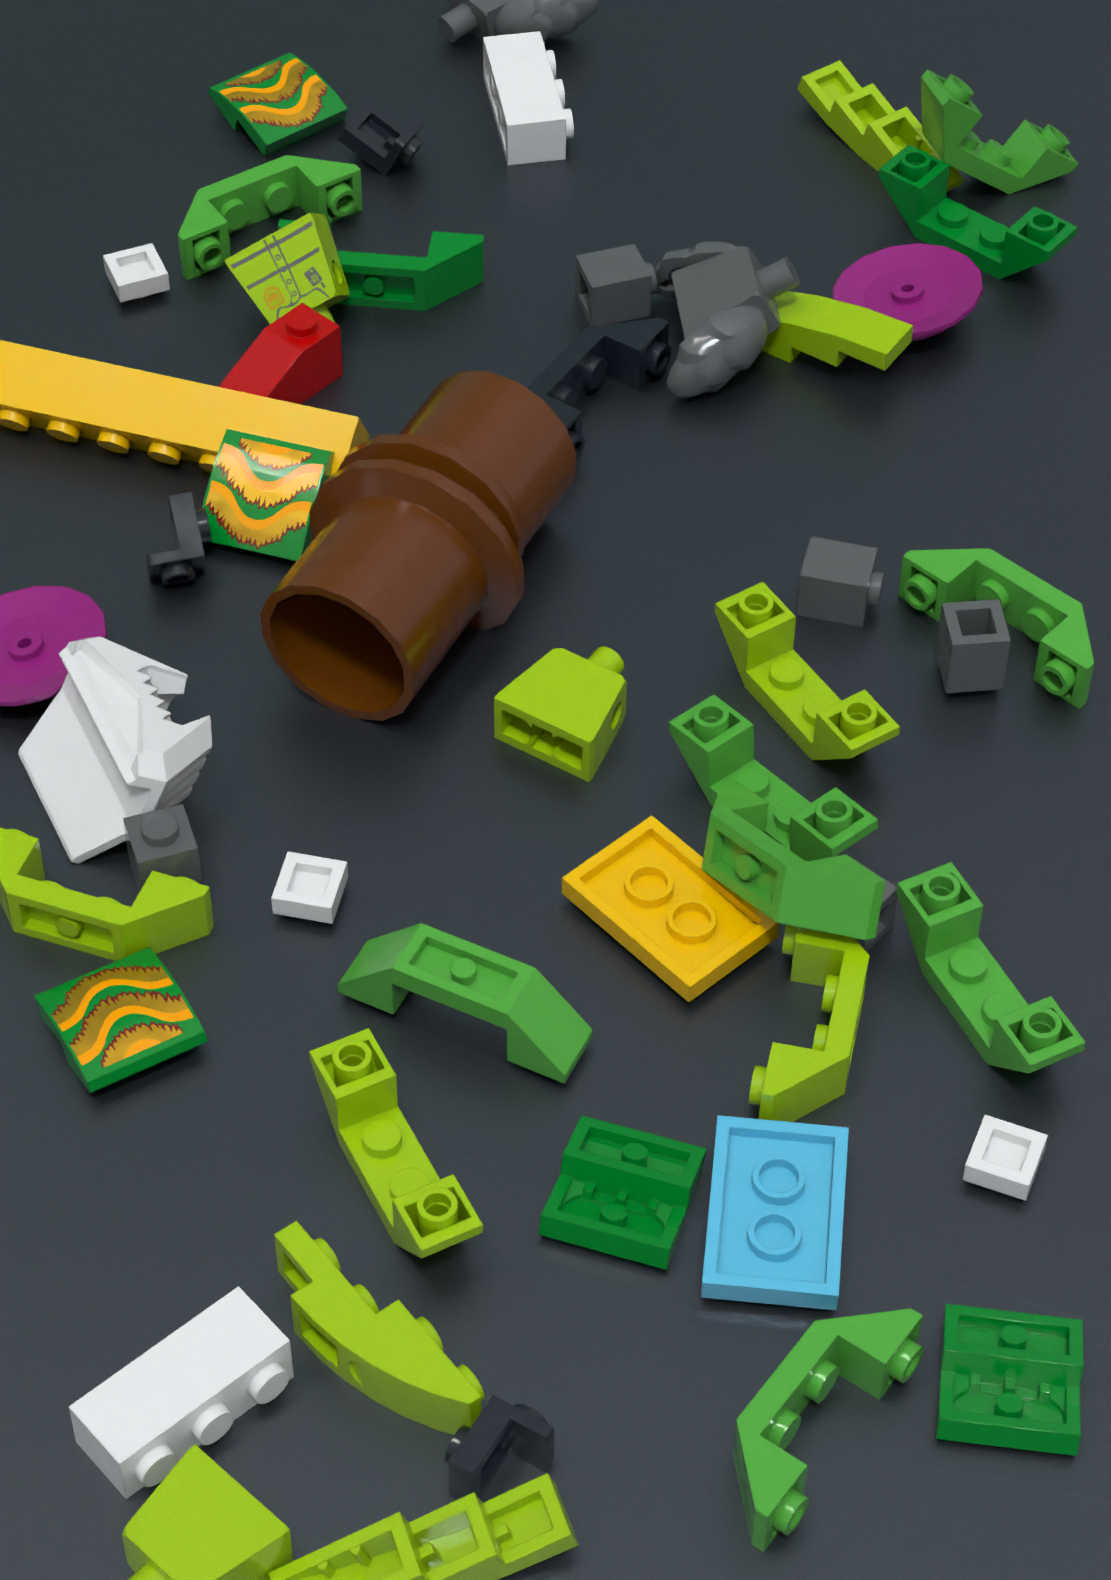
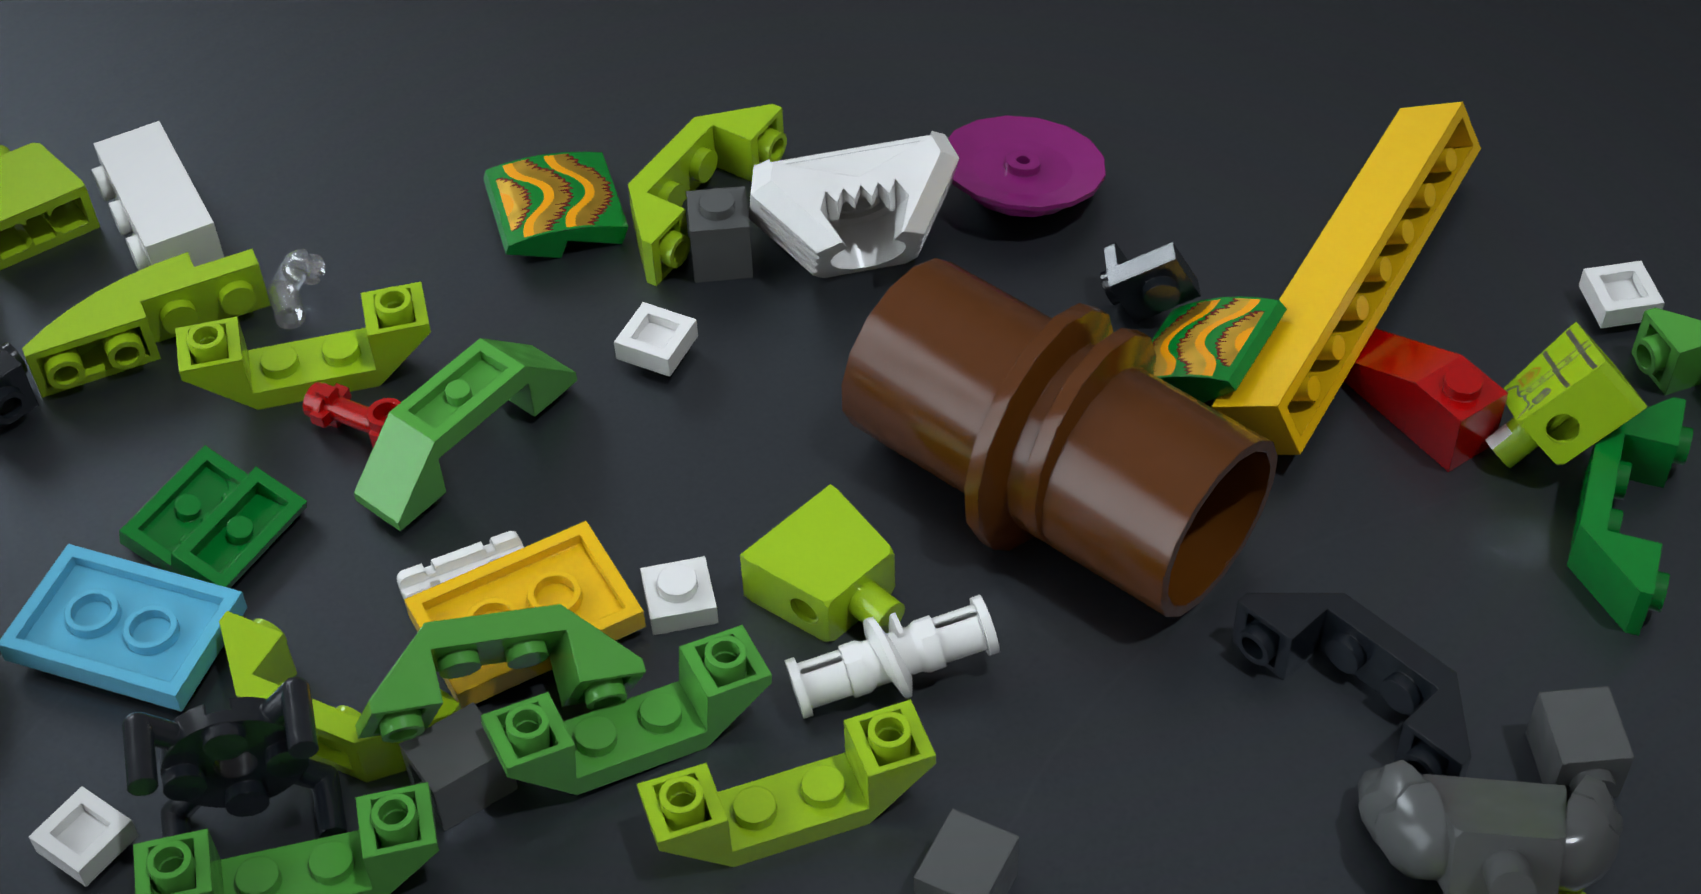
camera: 105 degrees right, 0 degrees up
(261, 1220) = (286, 284): none -> clear arm
(476, 1078) = (333, 407): none -> red bar
(607, 812) = (679, 595): none -> white plate
(627, 973) = (445, 567): none -> white axle
(646, 645) = (892, 656): none -> white piece
(921, 1018) = (233, 759): none -> black plate

